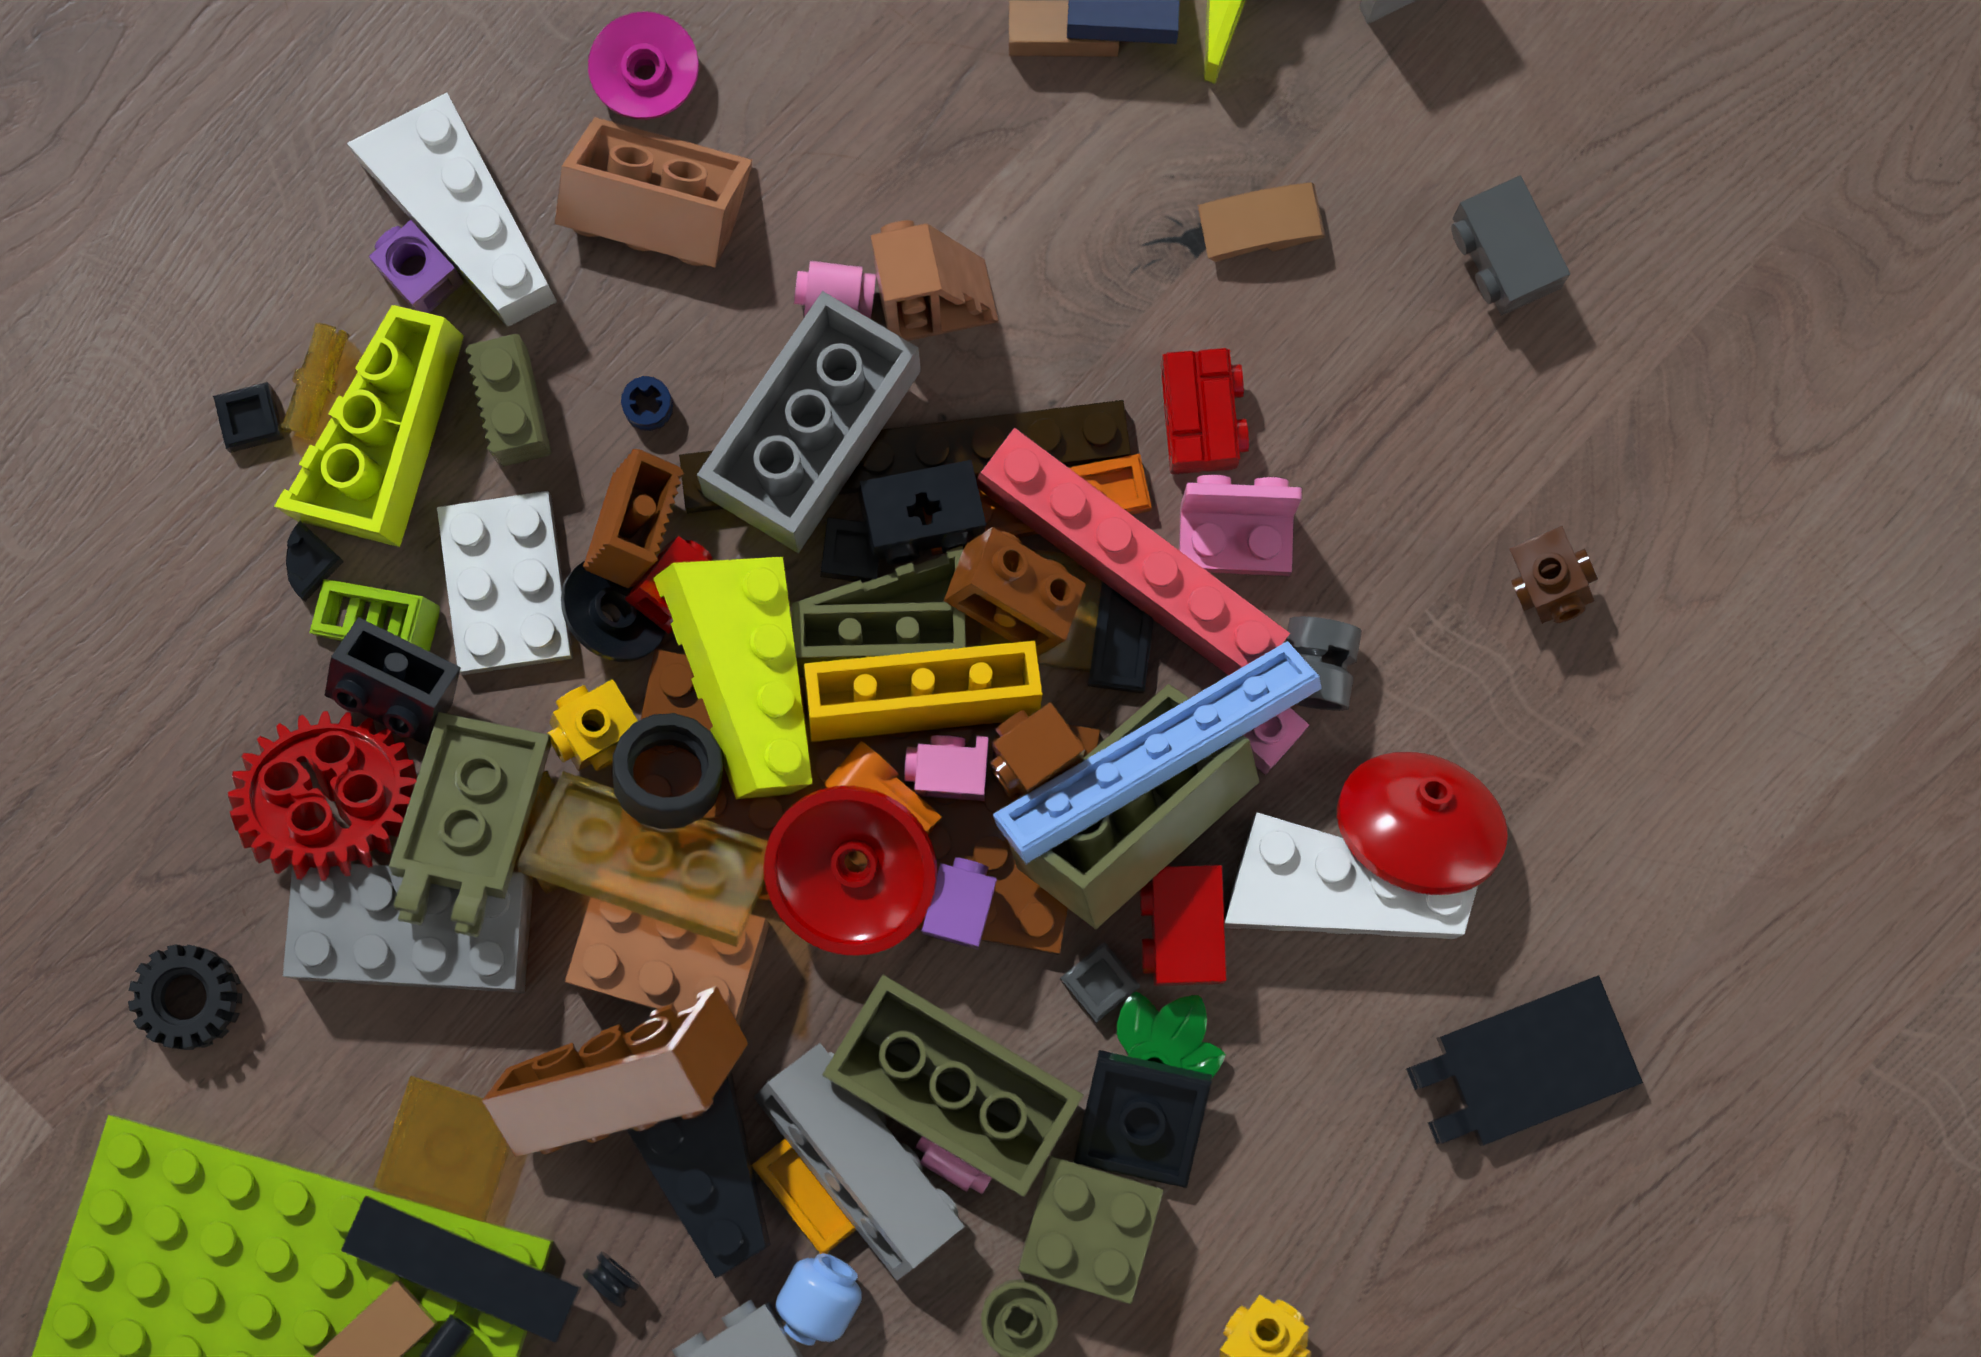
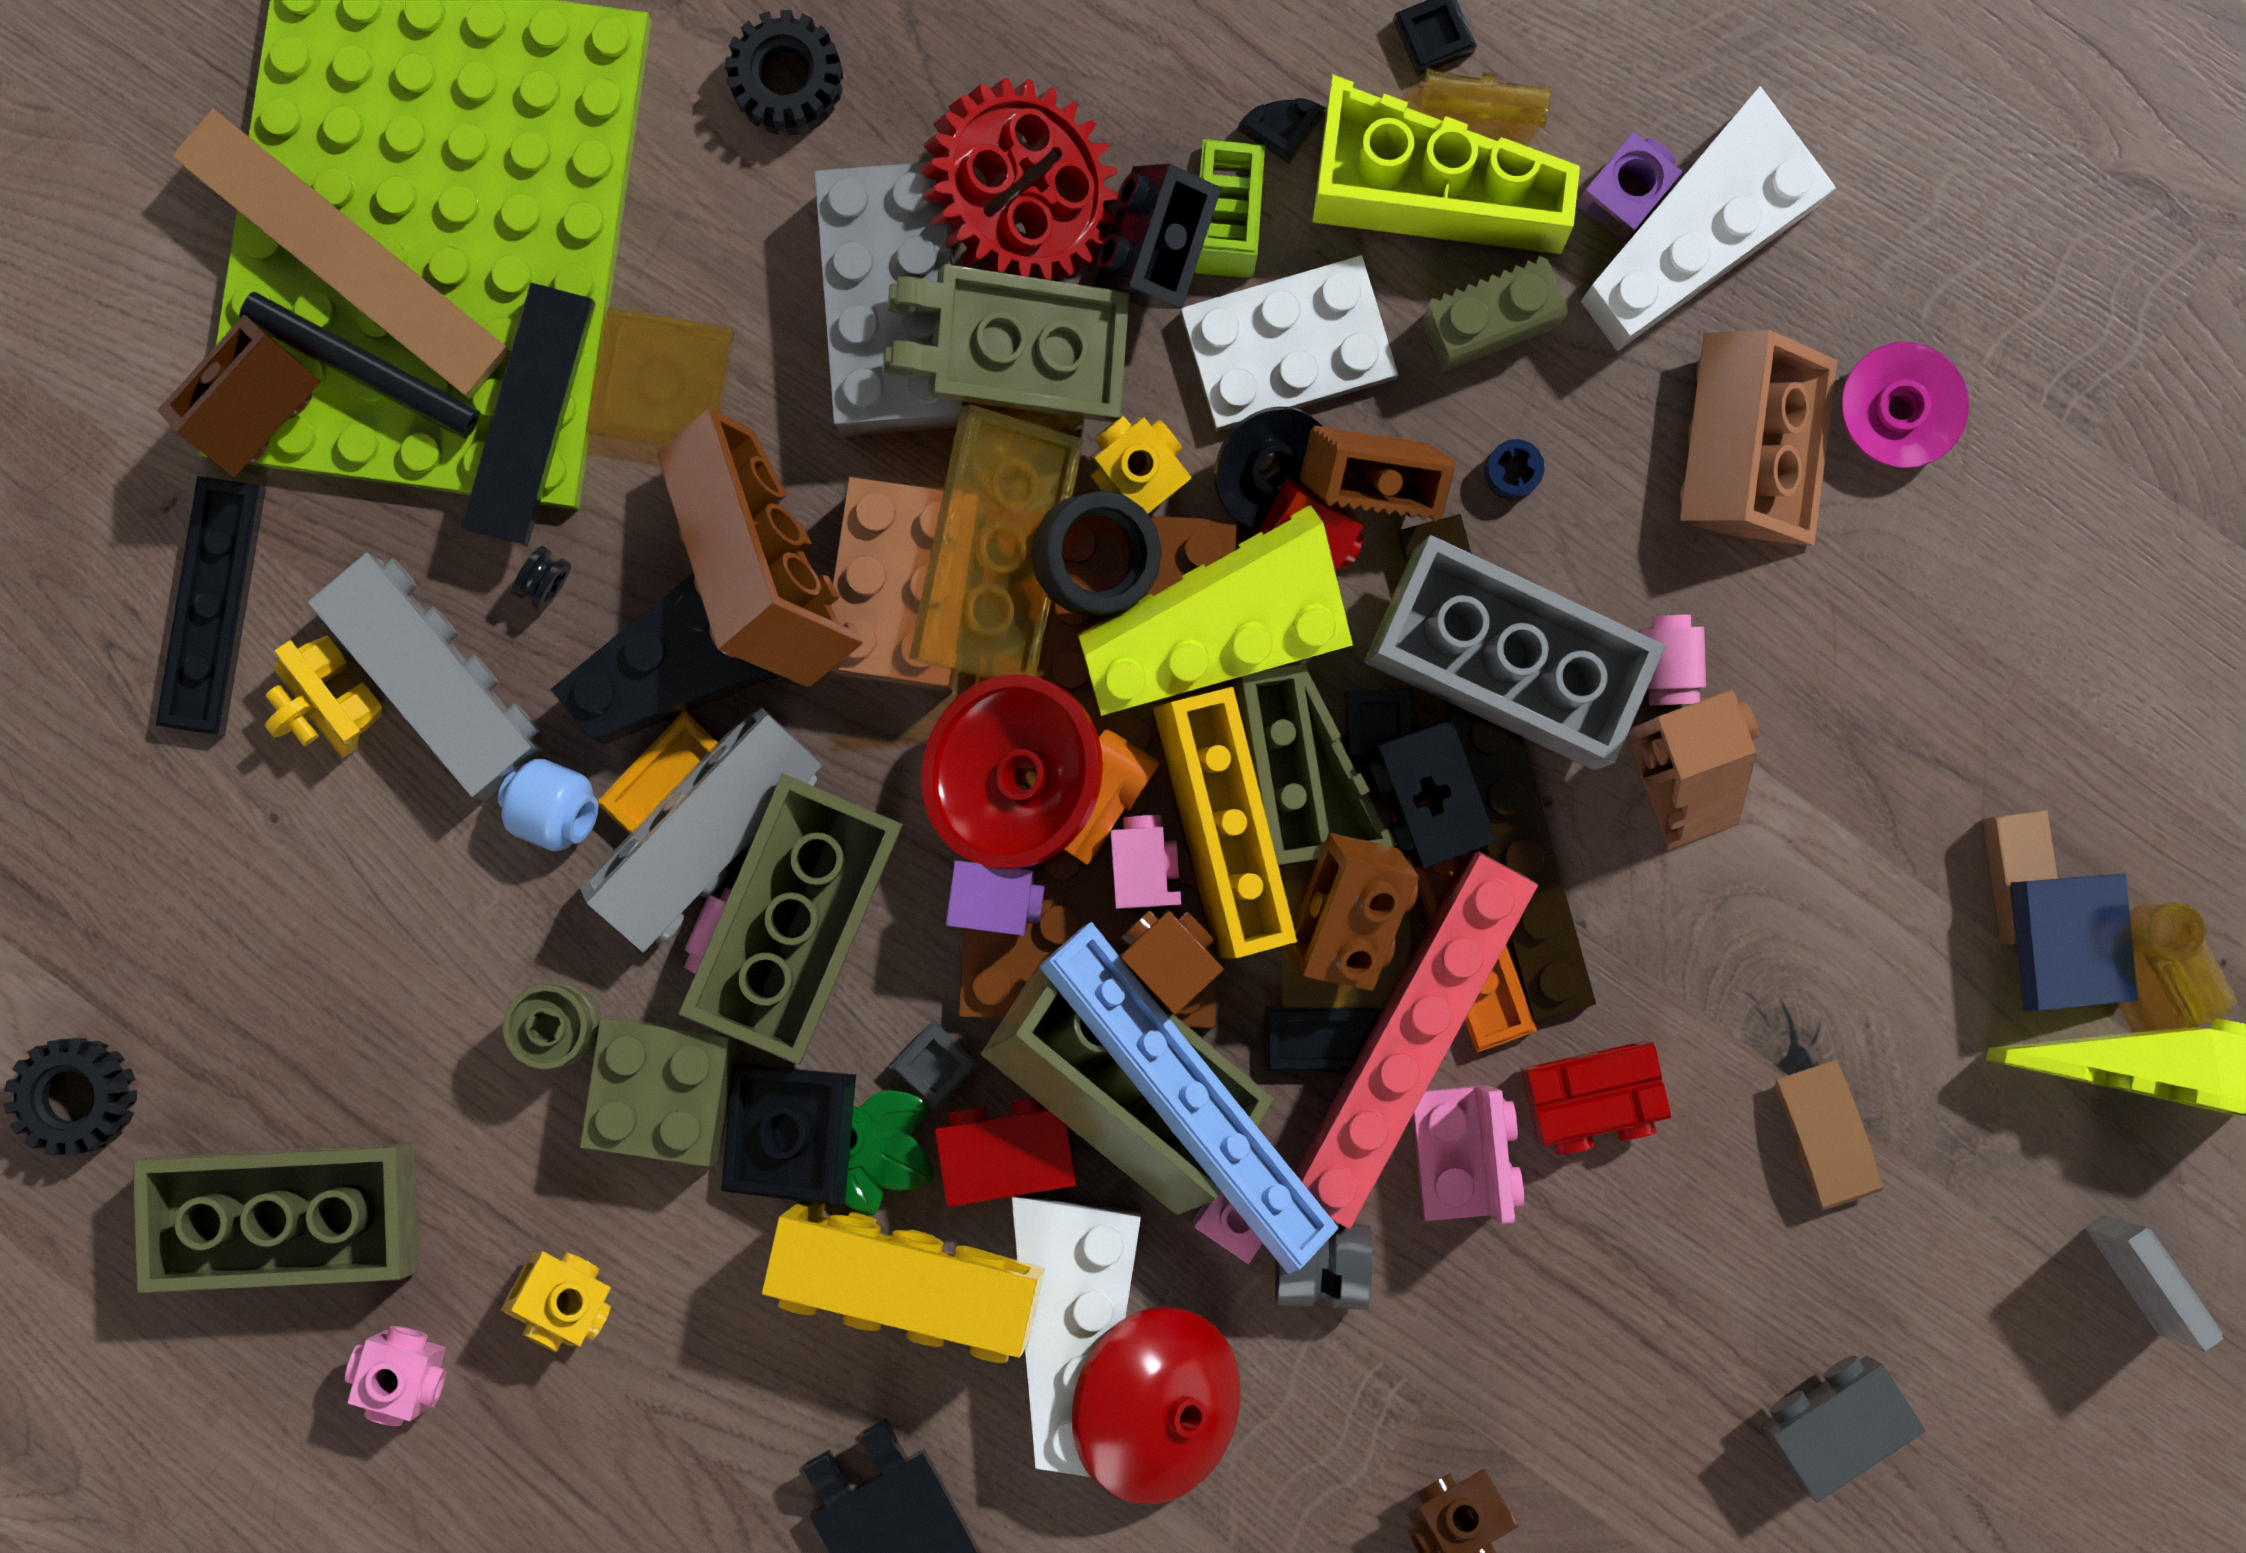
camera: 80 degrees right, 5 degrees up
(1288, 1026) = (902, 1282): none -> yellow wedge

